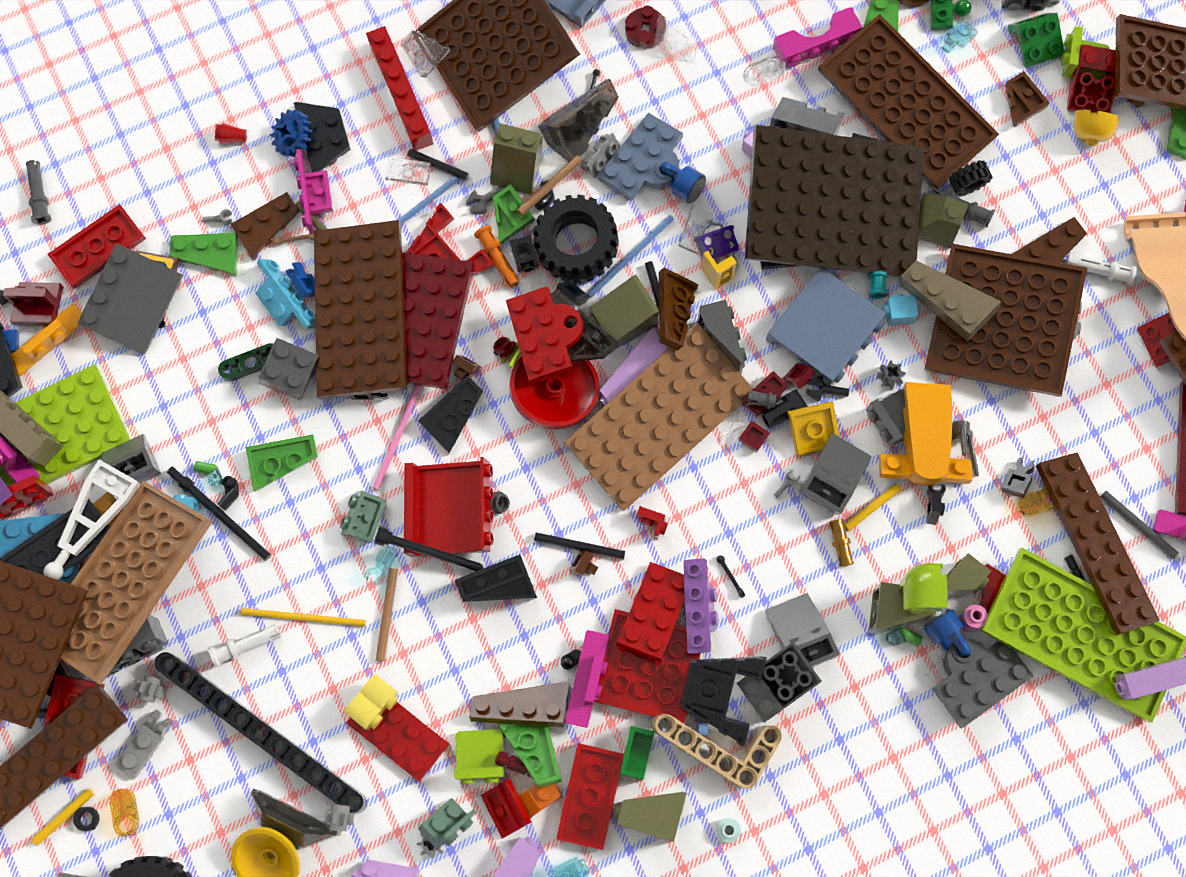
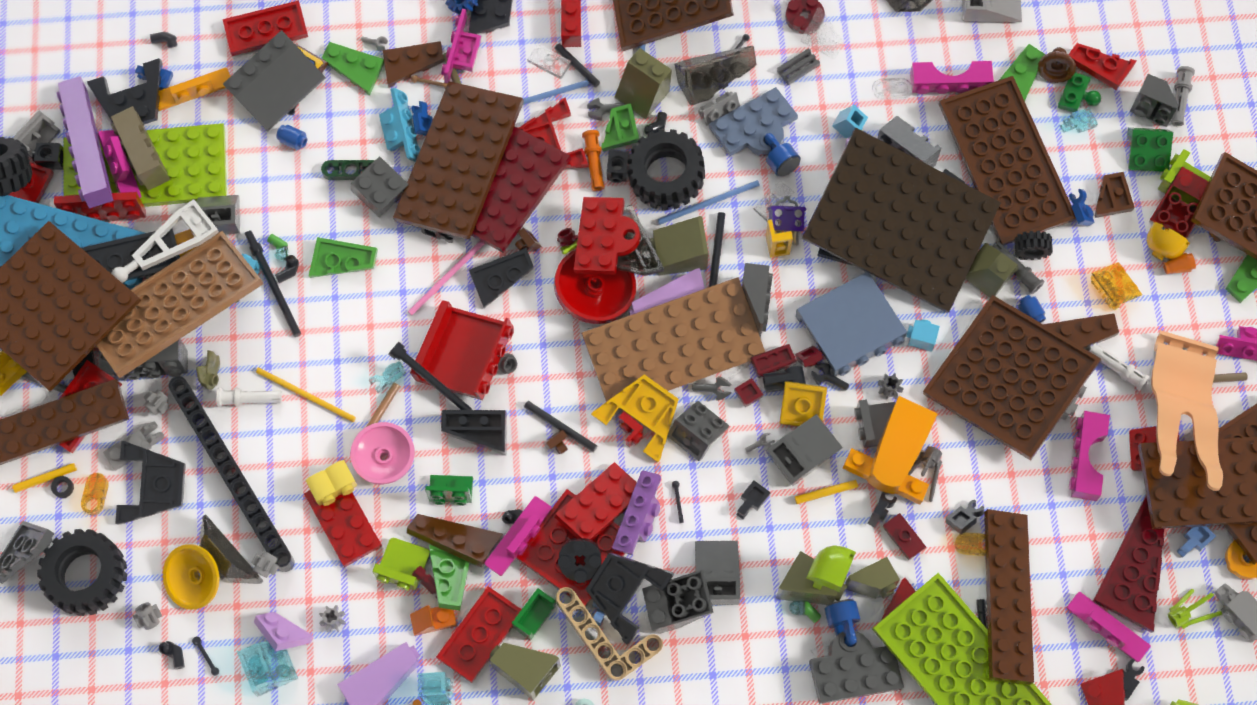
camera: 20 degrees right, 5 degrees down
(34, 303) = (195, 55): dark red bracket -> none
(174, 351) = (292, 137): none -> blue brick
(190, 774) = (160, 484): none -> black wing
(192, 639) = (207, 374): none -> olive plate
(362, 516) = (389, 331): sand green bracket -> none
(397, 639) = (381, 440): none -> bright pink dish
(445, 823) = (350, 606): sand green bracket -> none
(495, 656) = (450, 489): none -> green bracket
(506, 808) = (405, 615): red plate -> none
(549, 185) = (663, 116): medium nougat bar -> none
(573, 292) = (644, 213): black slope -> none
(662, 490) = (648, 405): none -> yellow wing
(667, 691) = (579, 547): none -> black plate
(670, 69) = (810, 58): none -> dark grey tile
(675, 301) = (725, 256): reddish brown wing -> none
(718, 445) = (720, 381): none -> dark grey bar
(719, 495) = (697, 430): none -> dark grey bracket
(738, 120) = (849, 120): none -> medium azure brick
(761, 399) = (767, 363): dark grey pin -> none
(805, 542) = (753, 497): none -> black plate
(841, 542) = (785, 510): pearl gold pin -> none
(878, 284) = (912, 306): teal bush -> none
(949, 299) = (968, 341): dark tan wedge -> none
(967, 522) = (904, 536): none -> dark red plate
(973, 618) = (868, 622): bright pink brick -> none
(994, 241) = (1032, 308): none -> blue brick
(1001, 125) = (1081, 211): none -> blue plate
(1064, 187) = (1116, 285): none -> clear yellow hinge
(1118, 395) = (1086, 481): none -> dark pink arch
(1119, 142) = (1181, 264): none -> orange cone
(1139, 524) = (1056, 598): dark grey bar -> none

